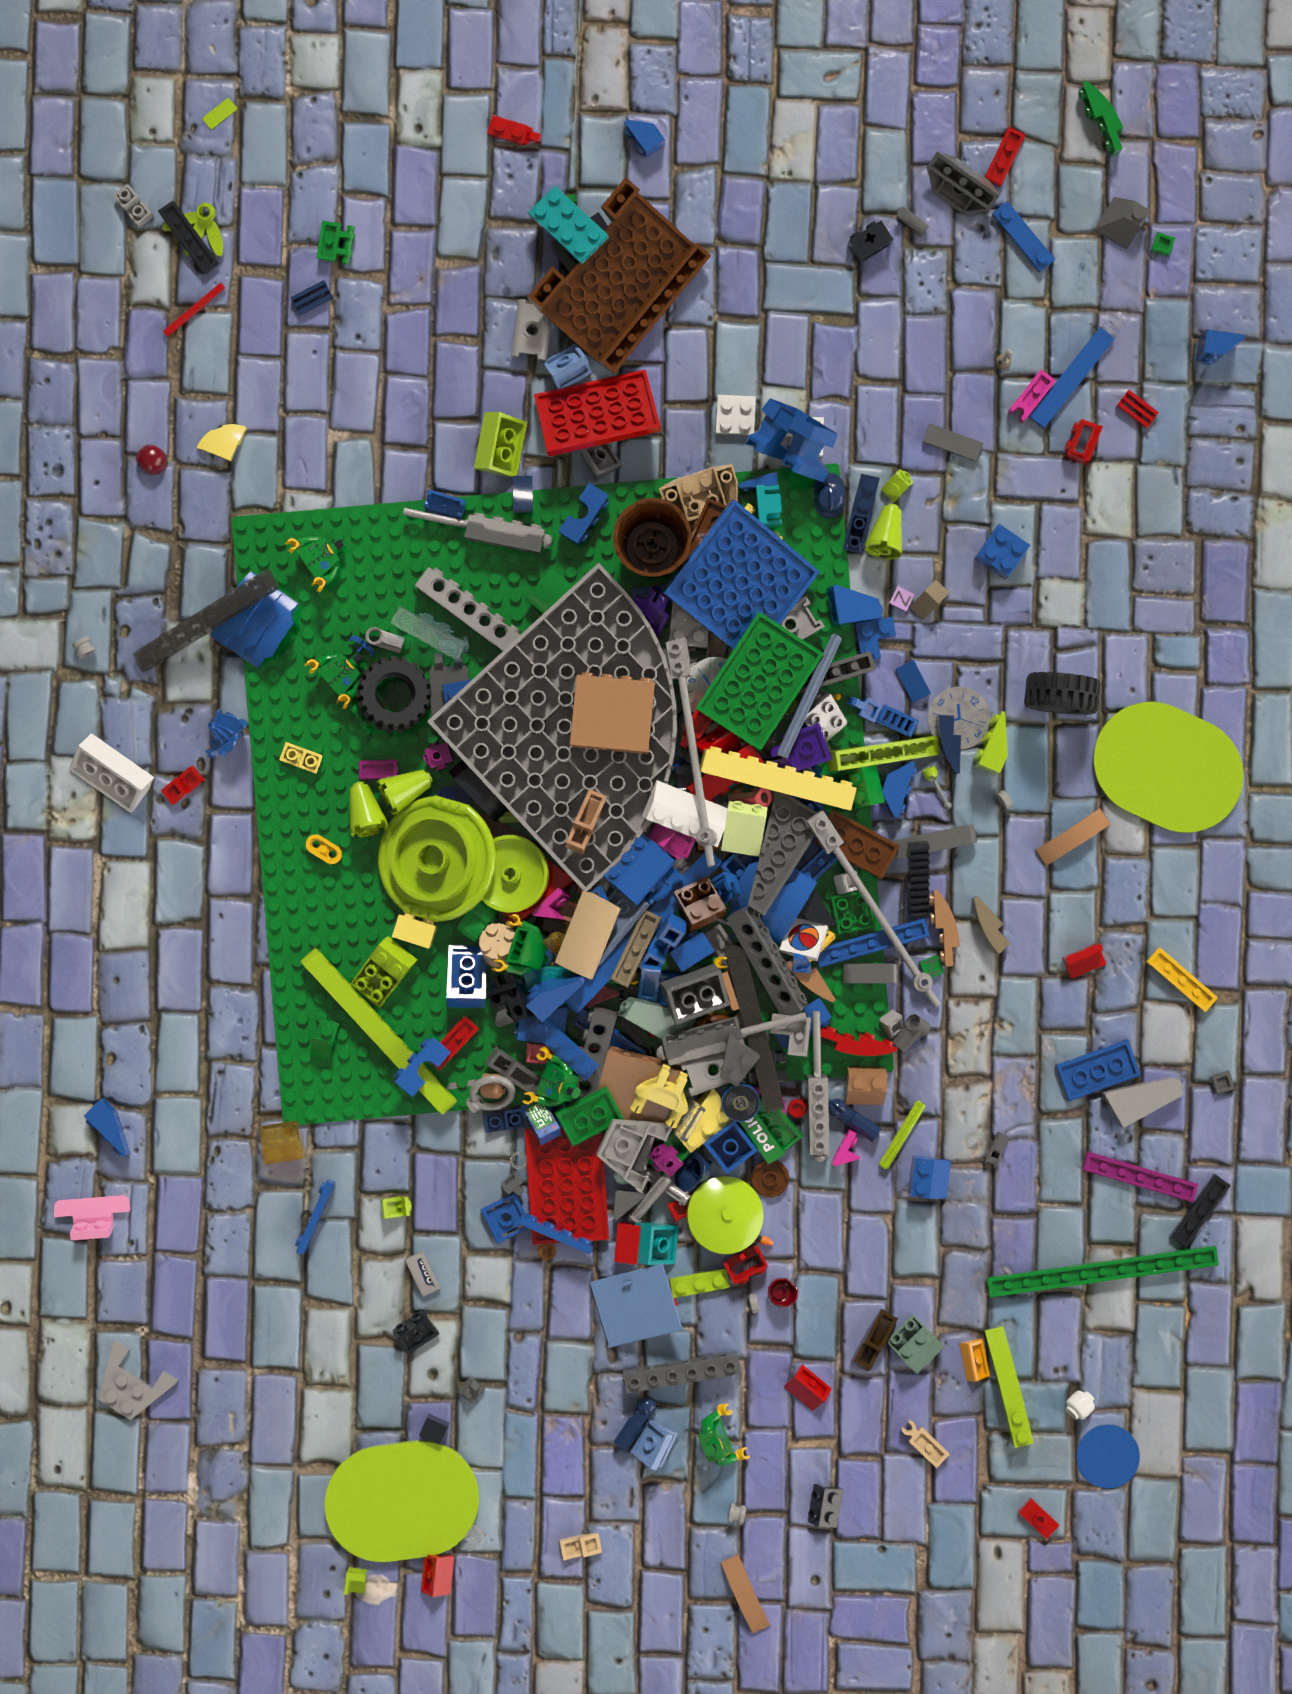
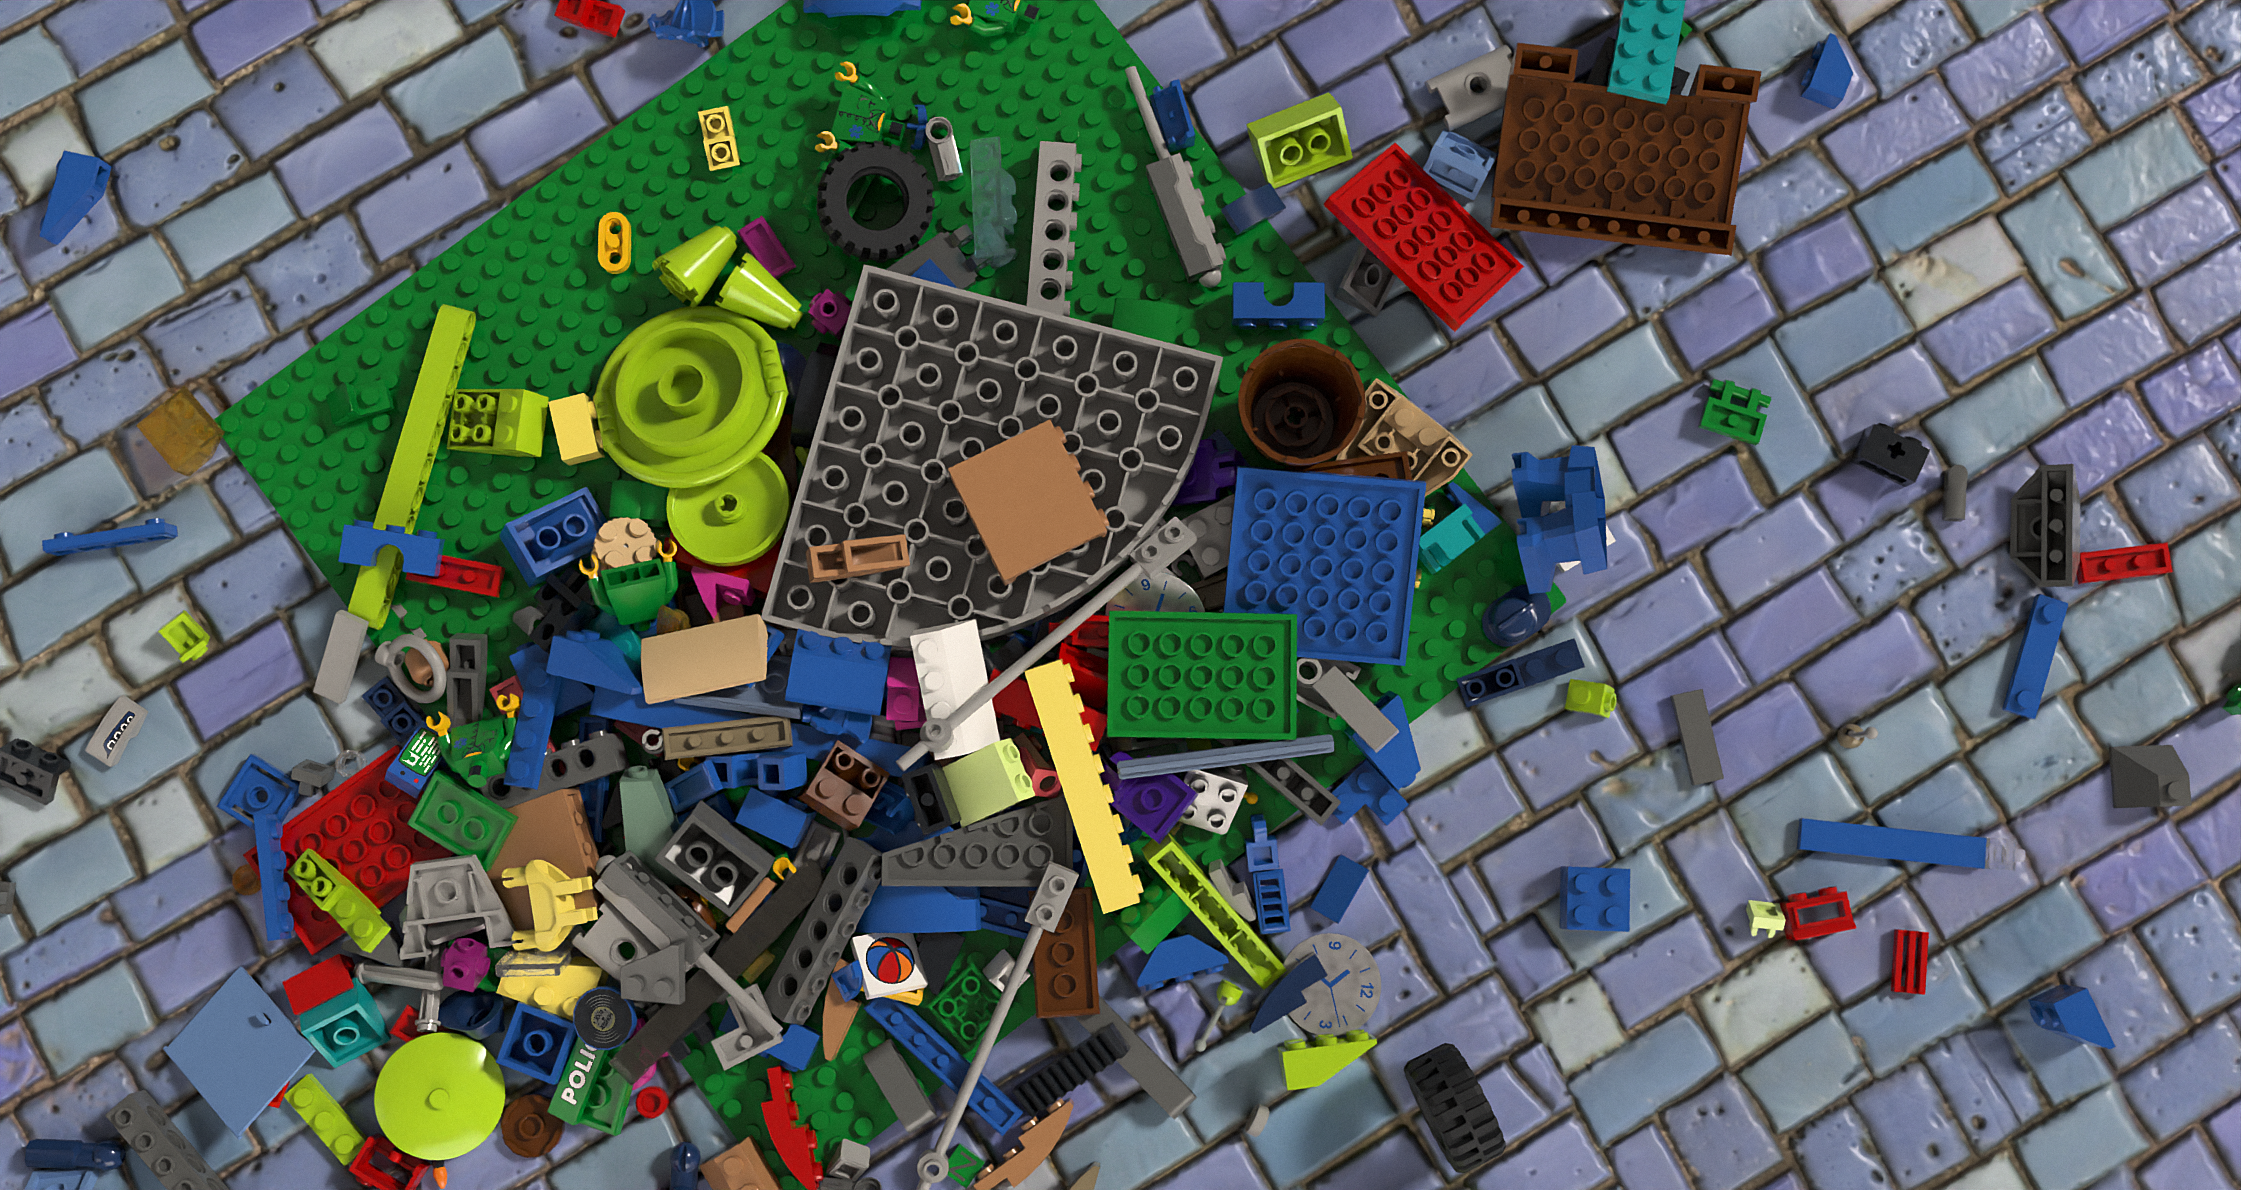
camera: 55 degrees right, 5 degrees down
(459, 1130) = (341, 656): none -> light grey tile
(590, 1205) = (341, 899): none -> lime slope
(614, 985) = (646, 740): none -> light grey pin
(735, 415) = (1541, 422): white plate -> none
(735, 862) = (931, 798): none -> black brick
(763, 1008) = (758, 966): none -> clear yellow tile
(799, 312) = (1731, 419): none -> green plate
(817, 1100) = (677, 1123): light grey piece -> none
(826, 612) = (1355, 709): none -> light grey tile
(881, 737) = (1235, 895): none -> light grey slope
(886, 534) = (1514, 725): lime cone -> none
(901, 599) = (1441, 802): lavender tile -> none
(929, 599) = (1464, 840): dark tan slope -> none
(1032, 394) = (1833, 804): dark pink plate -> none
(1067, 468) = (1765, 916): none -> yellowish green tile
(1162, 244) = (2153, 852): green tile -> none

